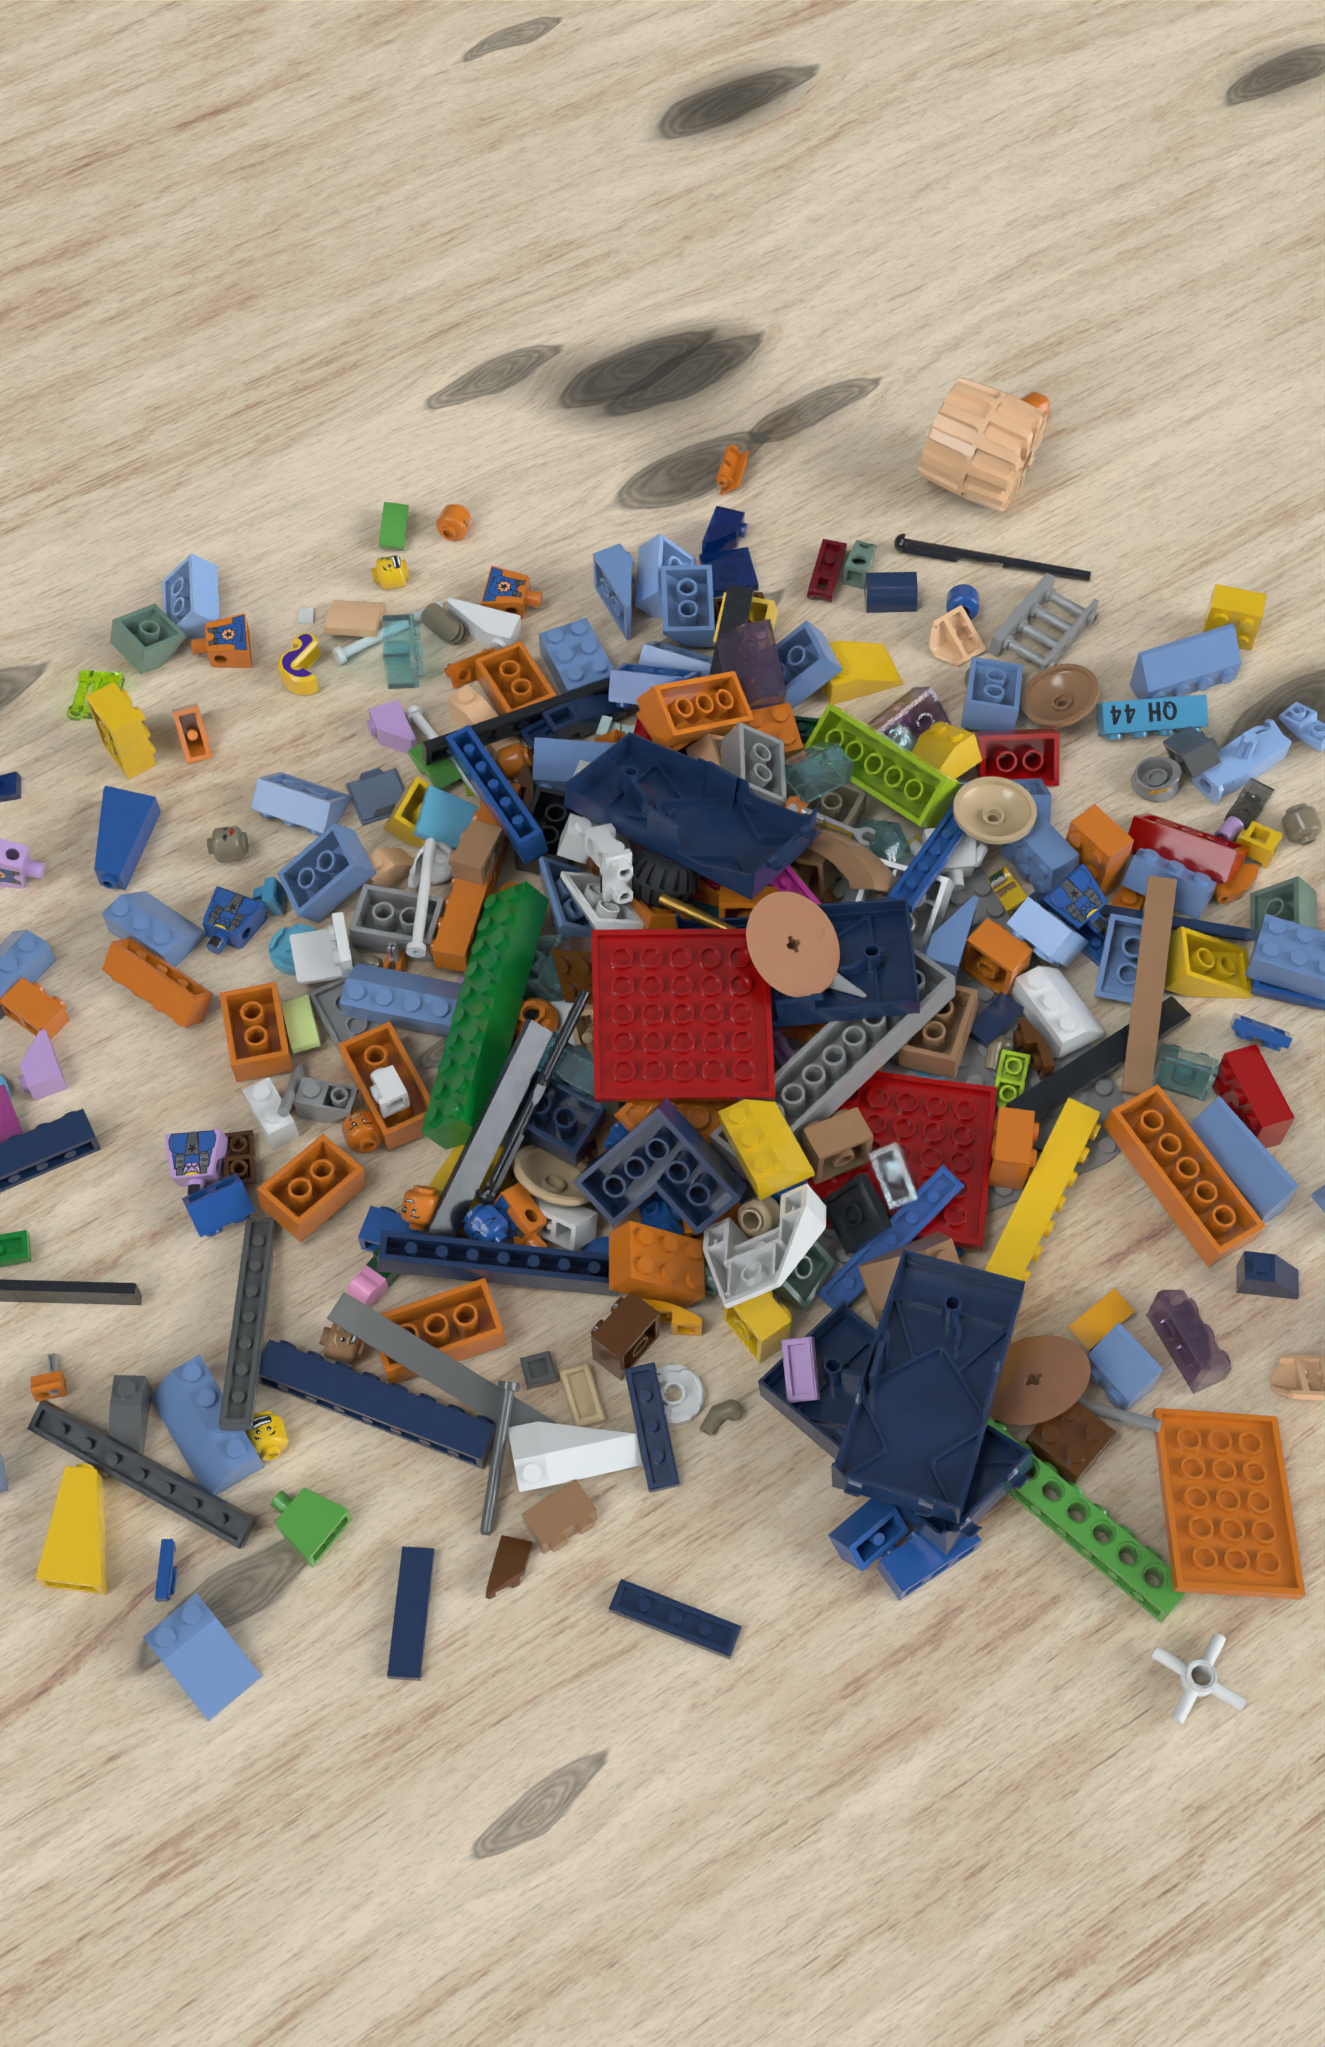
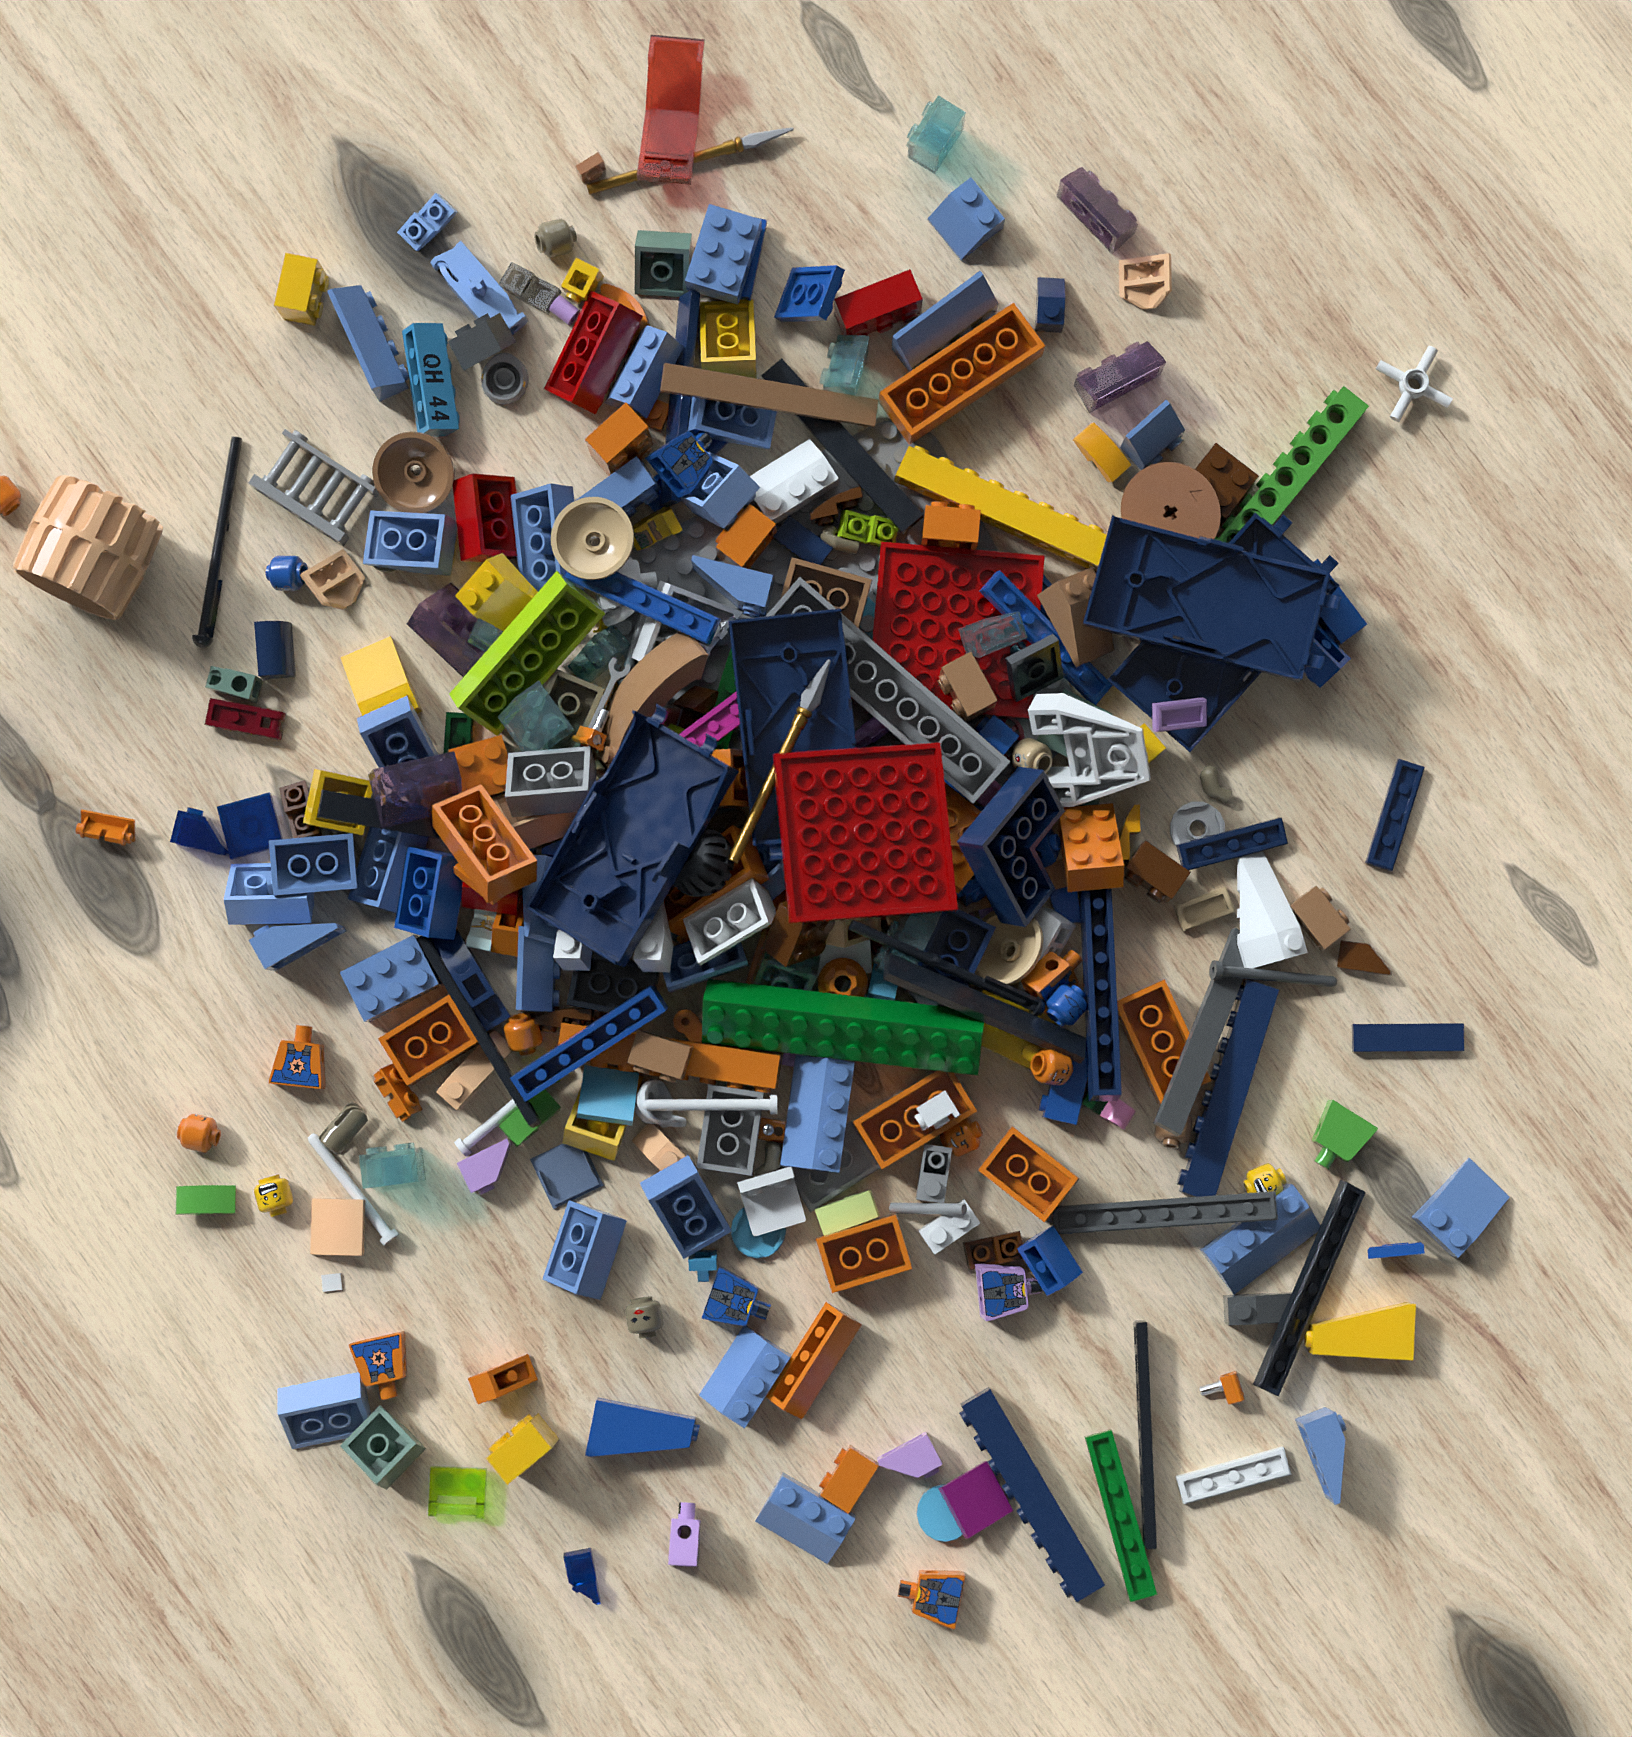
camera: 90 degrees left, 25 degrees up
(295, 663) = (404, 1282): yellow animal -> none
(486, 624) = (345, 1076): white slope -> none
(538, 1370) = (1182, 949): dark grey tile -> none
(610, 862) = (704, 908): white hips -> none
(764, 1146) = (991, 748): yellow slope -> none
(782, 927) = (812, 738): nougat piece -> none
(1122, 1416) = (1197, 434): light grey bar -> none
(1227, 1505) = (1268, 352): orange plate -> none

